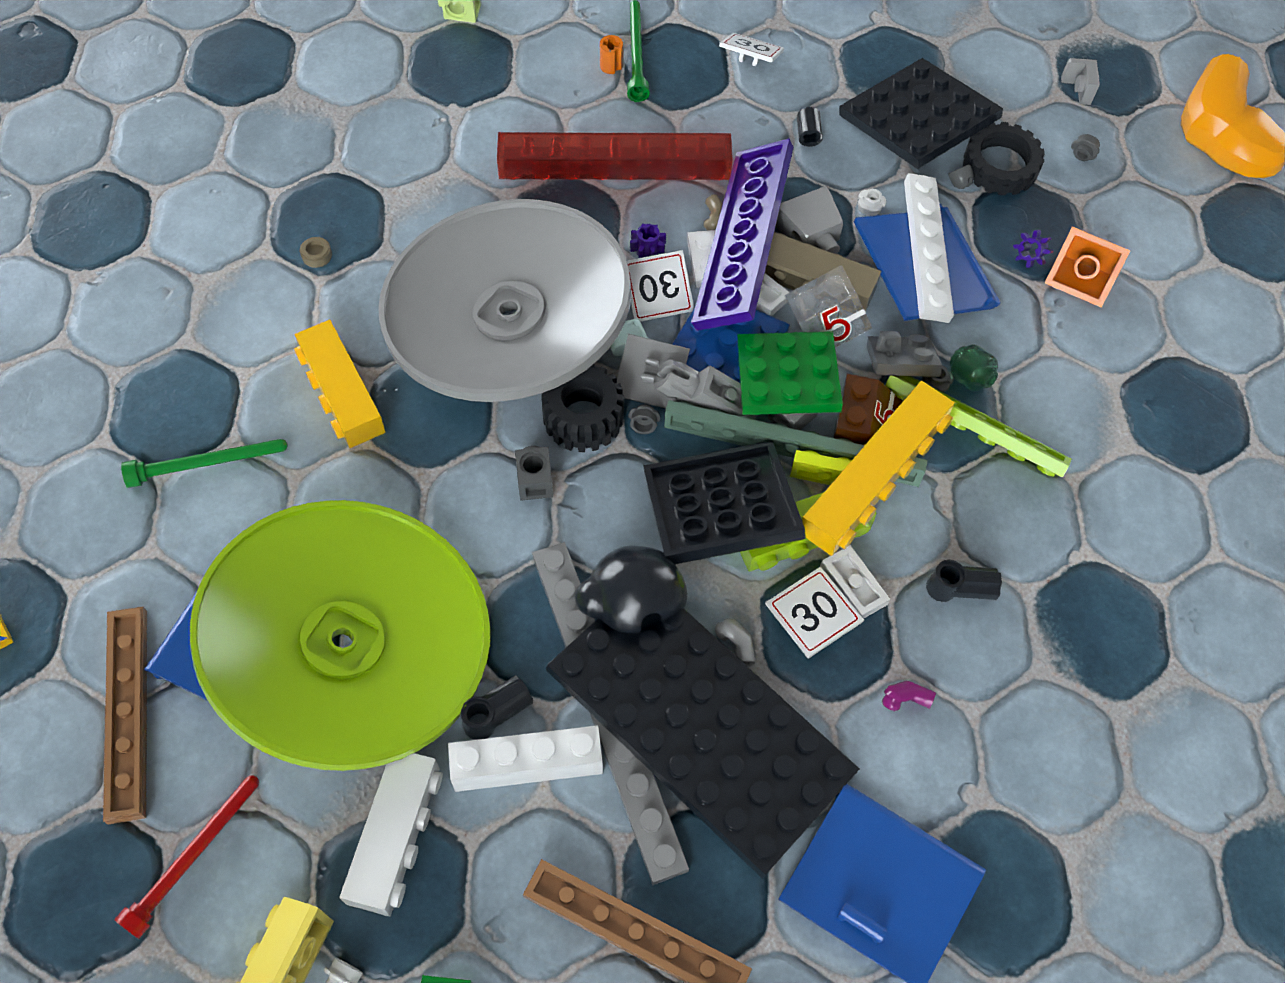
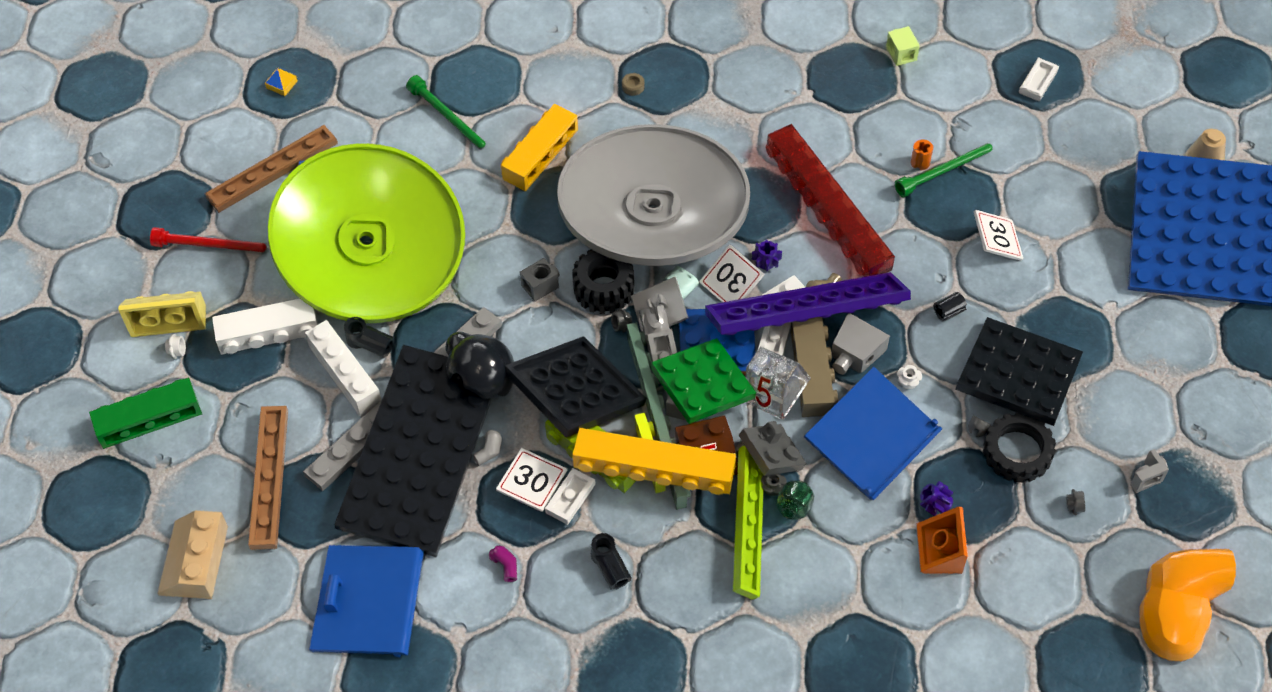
camera: 65 degrees right, 5 degrees down
(928, 249) = (883, 425): white plate -> none

